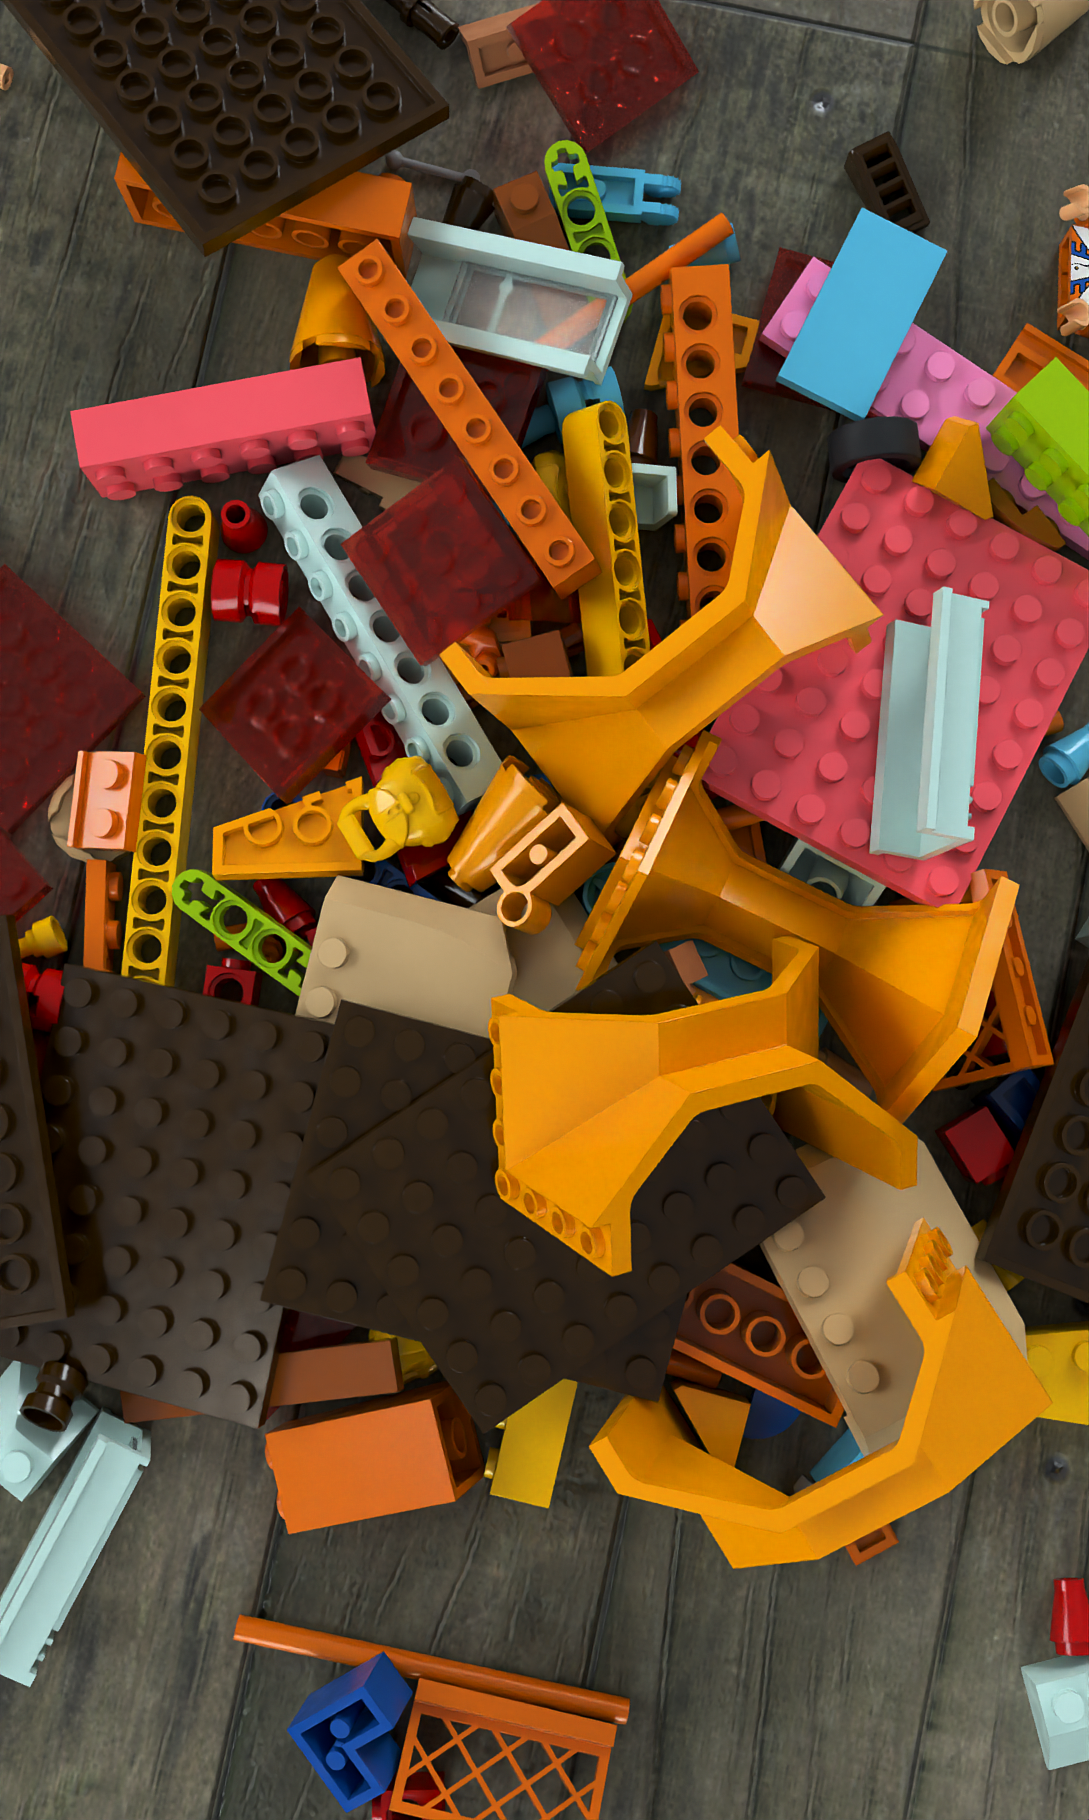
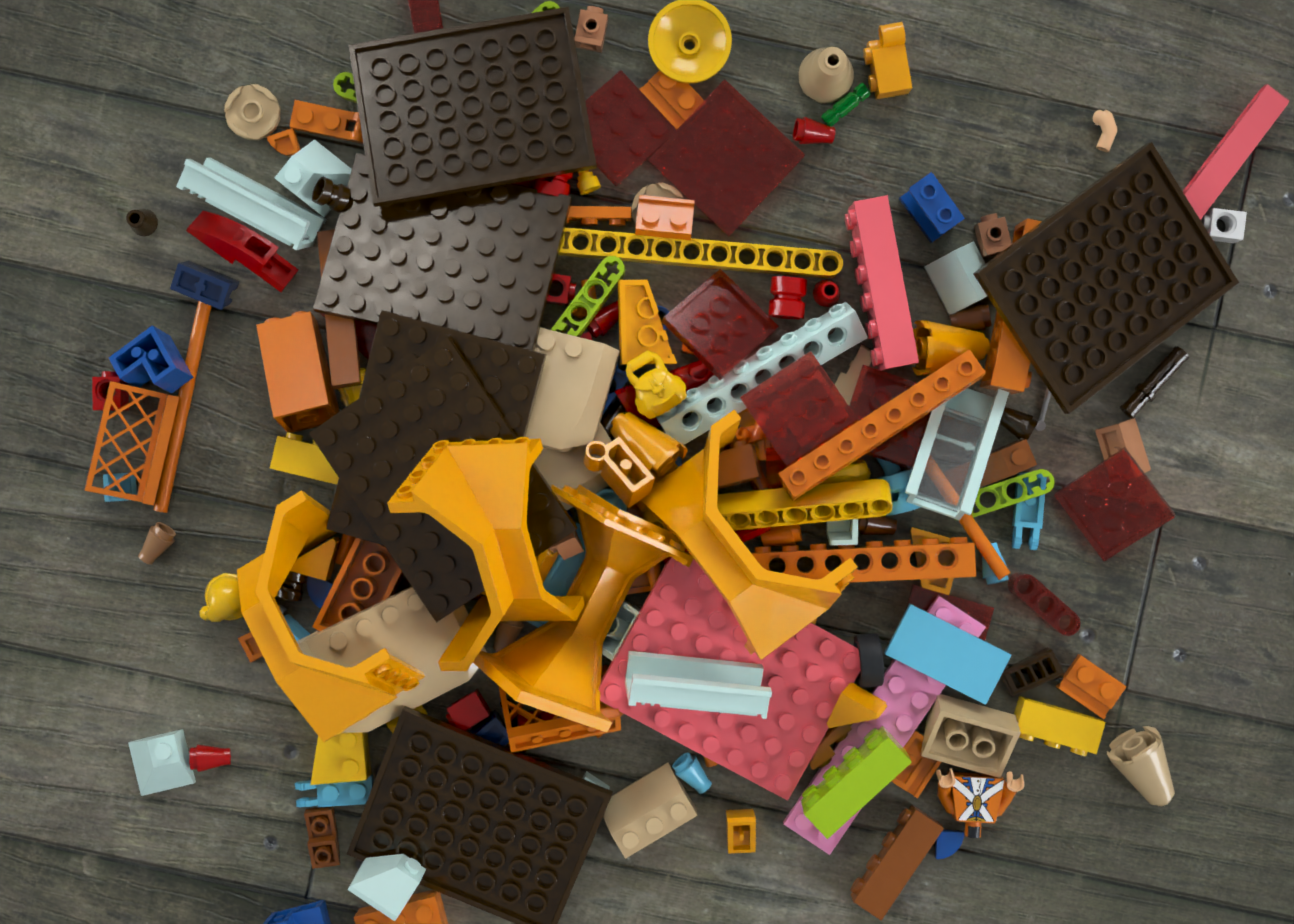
camera: 90 degrees right, 5 degrees up
(96, 344) = (931, 207): none -> blue panel
(99, 1749) = (147, 224): none -> dark brown cone
(142, 1561) = (246, 246): none -> red slope
(162, 255) = (987, 244): none -> nougat brick
(215, 1633) = (203, 284): none -> dark blue hinge
(222, 308) = (954, 278): none -> light aqua slope
(288, 282) = (972, 318): none -> reddish brown cone
(582, 1772) = (128, 485): none -> medium azure slope
(661, 599) = (782, 535): none -> orange cone
(684, 1718) = (157, 541): none -> medium nougat cone
(763, 1464) = (292, 587): none -> dark brown wheel
(777, 147) = (1056, 607): none -> clear red beam
(786, 1595) = (222, 599): none -> yellow piece
(908, 93) = (1091, 686): none -> orange plate
(978, 145) = (1058, 726): none -> yellow brick
(998, 283) = (969, 735): none -> tan slope

